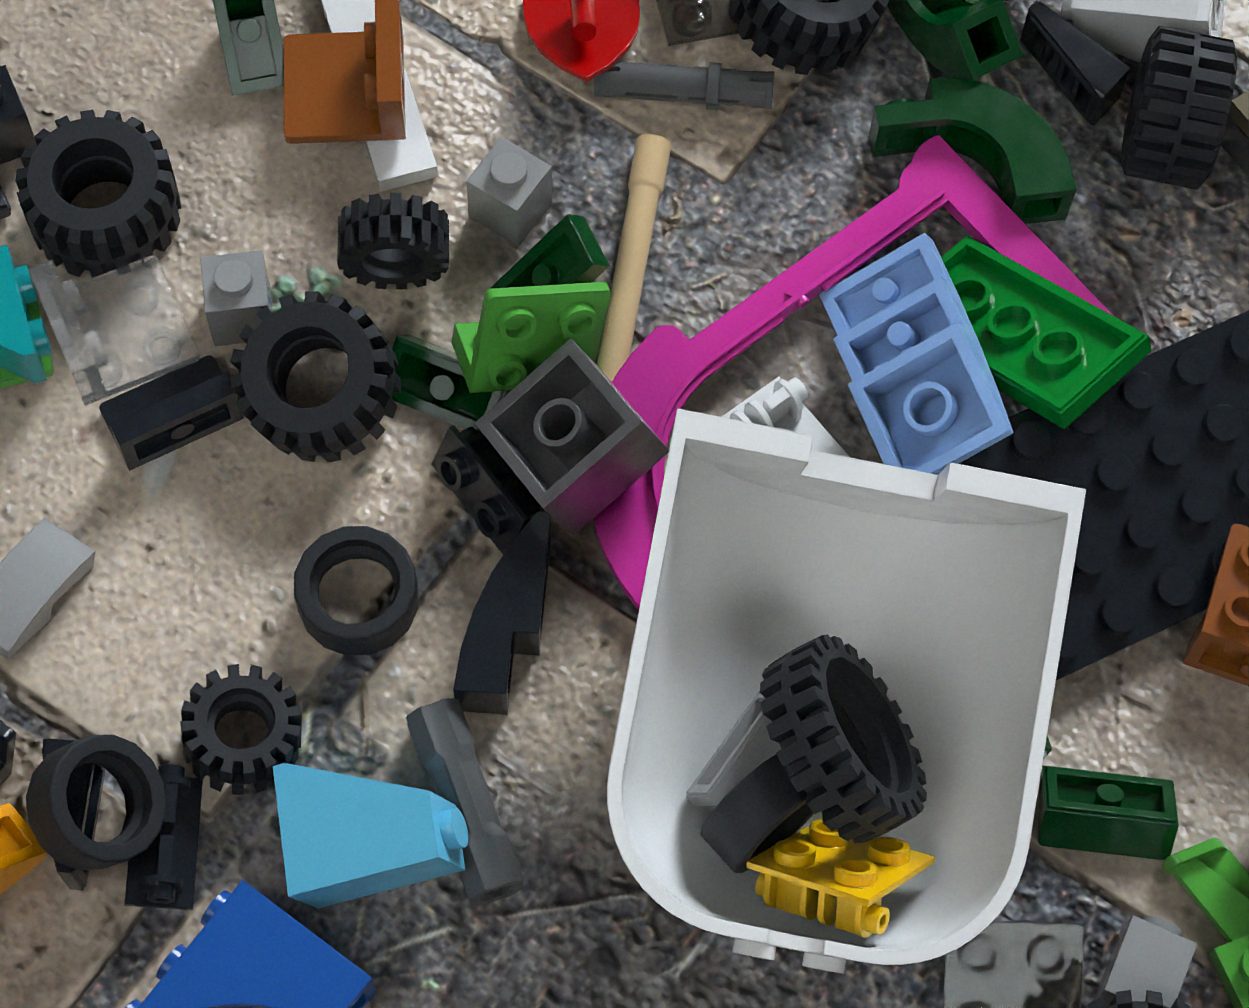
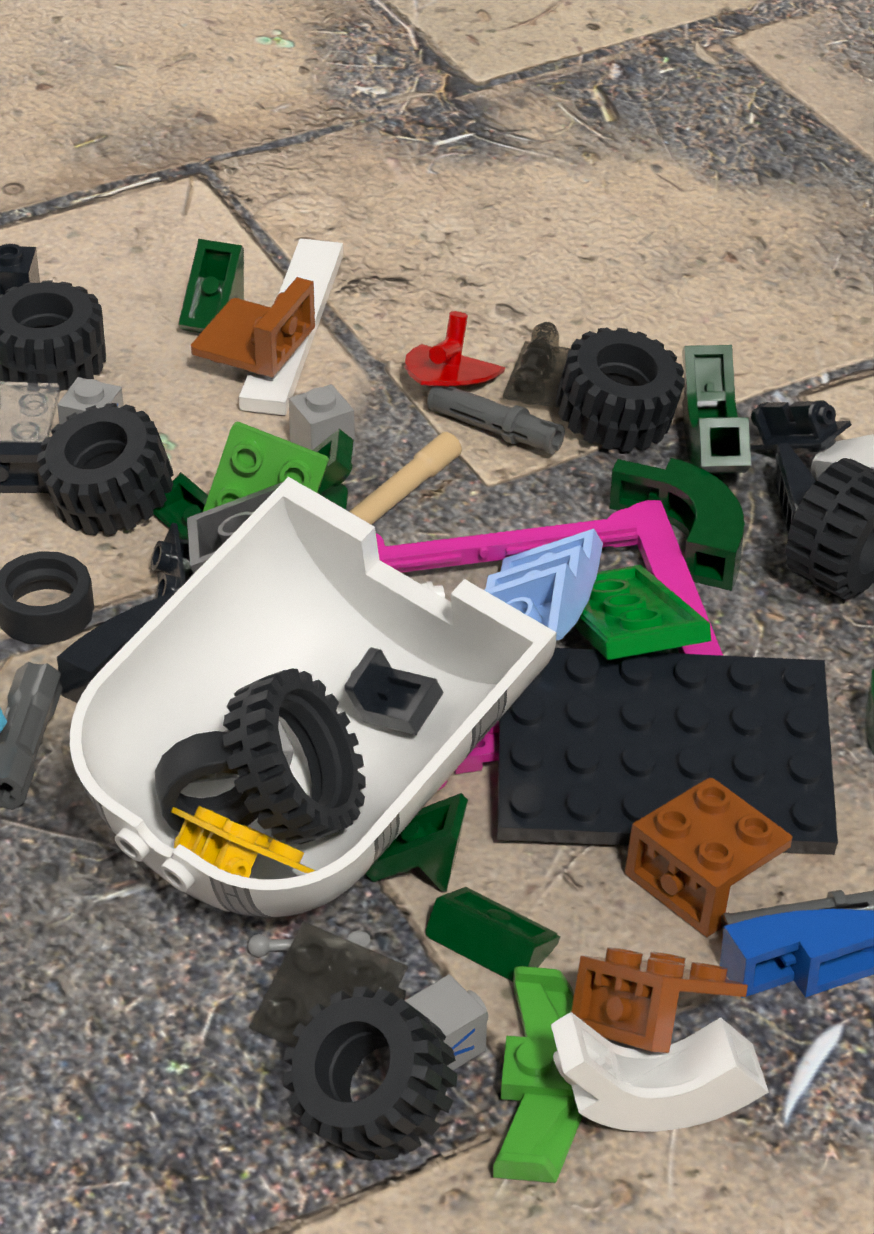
camera: 30 degrees right, 25 degrees down
(393, 241) = (224, 401): black tyre -> none
(874, 587) = (391, 695): none -> black bracket

